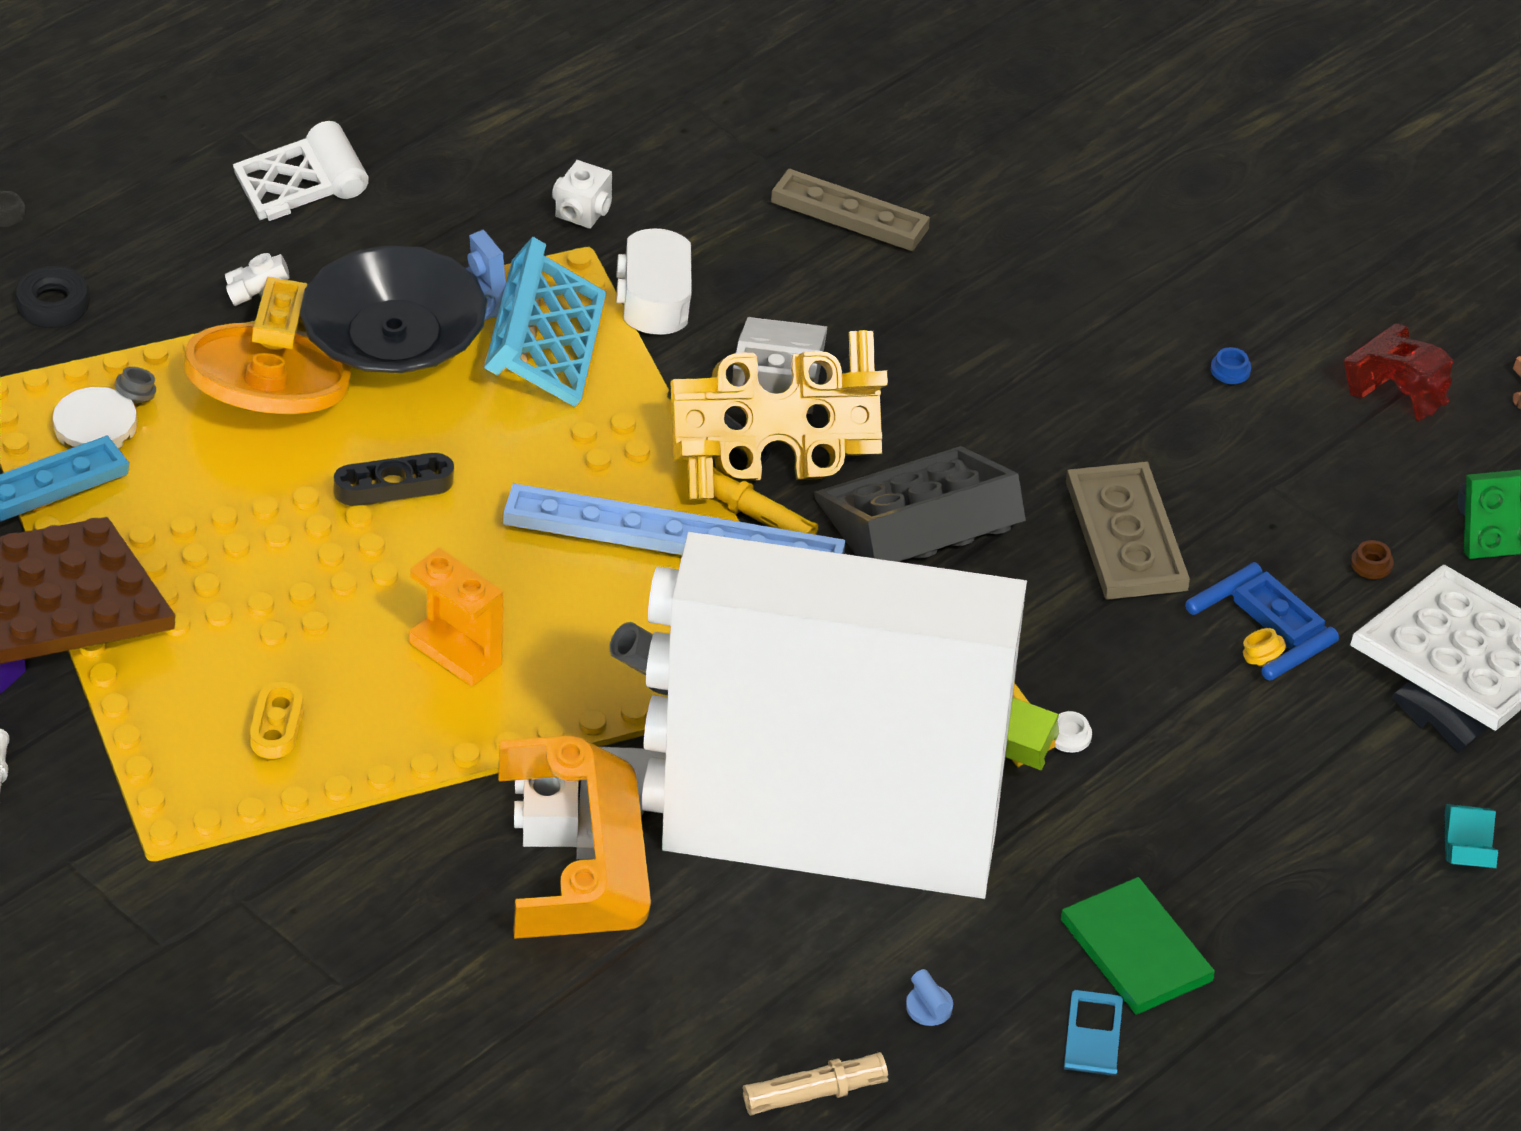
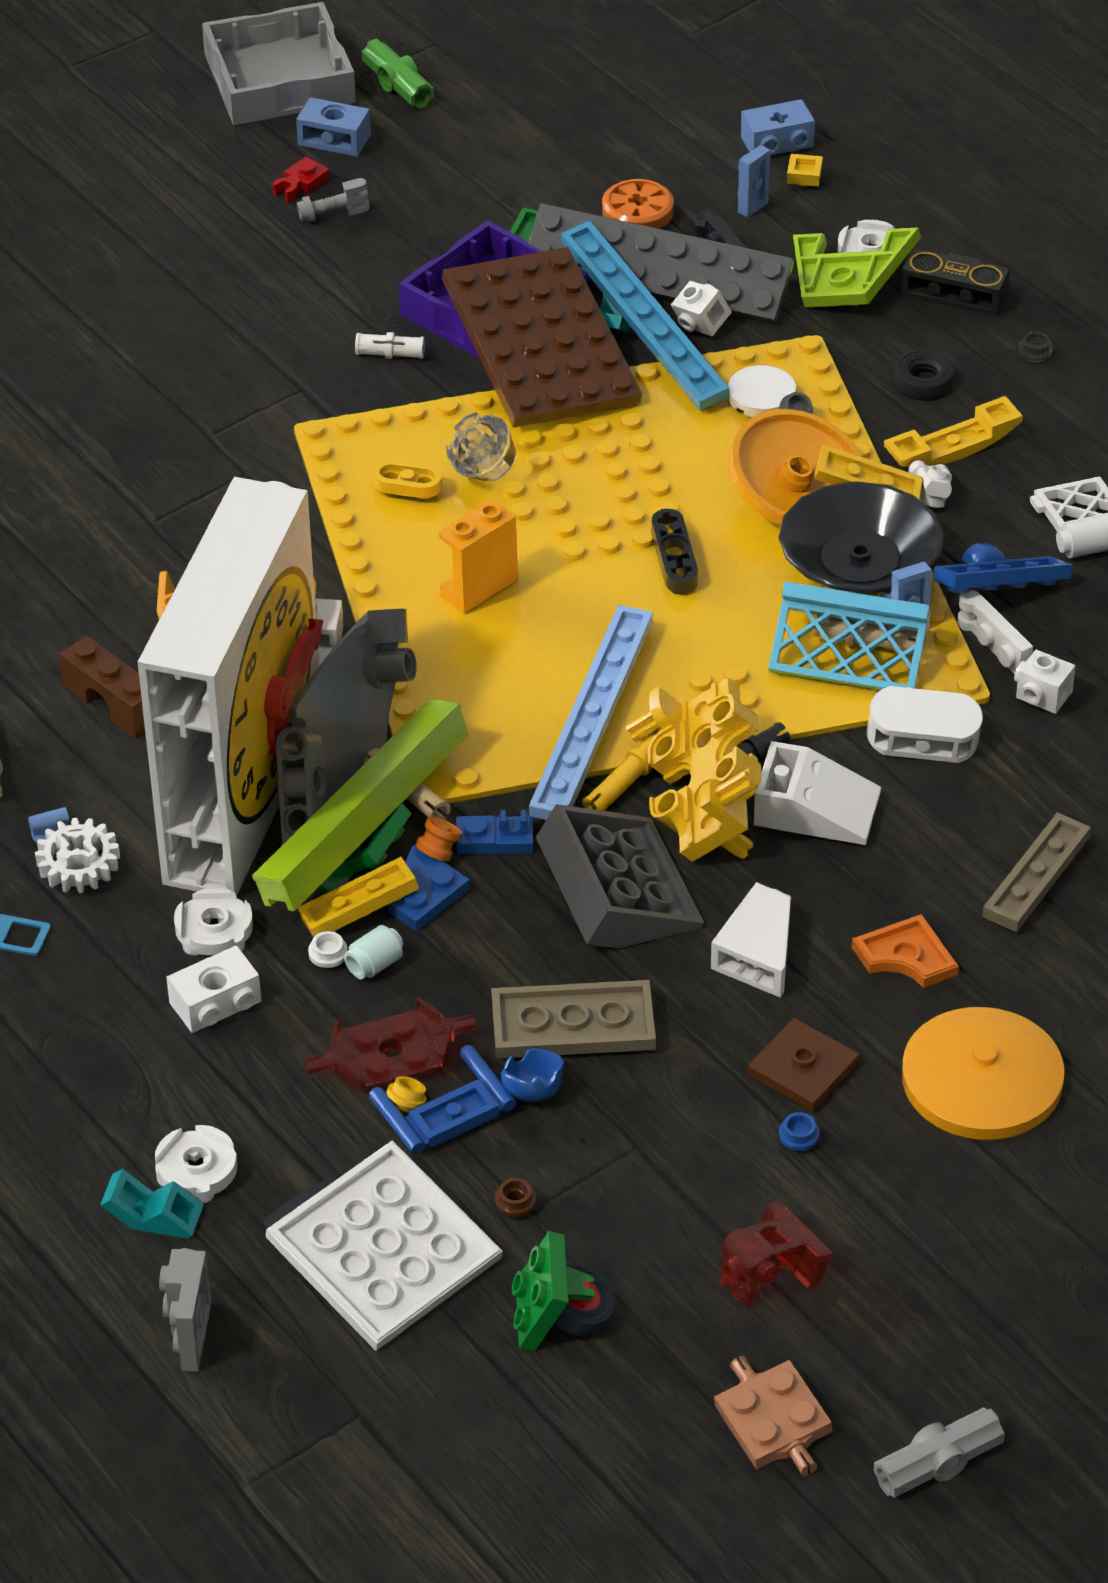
camera: 100 degrees right, 0 degrees up
(169, 266) = (958, 441): none -> yellow slope
(241, 635) = (482, 447): none -> clear cone
(421, 219) = (989, 568): none -> blue plate
(512, 227) = (992, 630): none -> white plate
(663, 984) = (94, 671): none -> reddish brown arch
(969, 302) = (907, 949): none -> orange tile
(977, 963) = (77, 855): none -> white gear
(987, 395) = (755, 941): none -> white slope
(1051, 853) = (202, 938): none -> white plate
(1072, 687) = (374, 952): none -> light aqua brick
(1118, 251) = (983, 1073): none -> light orange dish
(1137, 945) = (84, 966): green tile -> none
(1139, 369) = (803, 1064): none -> reddish brown plate
(1158, 816) = (214, 989): none -> white brick
(1192, 641) = (419, 1035): none -> clear red plate
(1220, 545) = (535, 1076): none -> blue hair
(1396, 828) = (202, 1180): none -> white plate

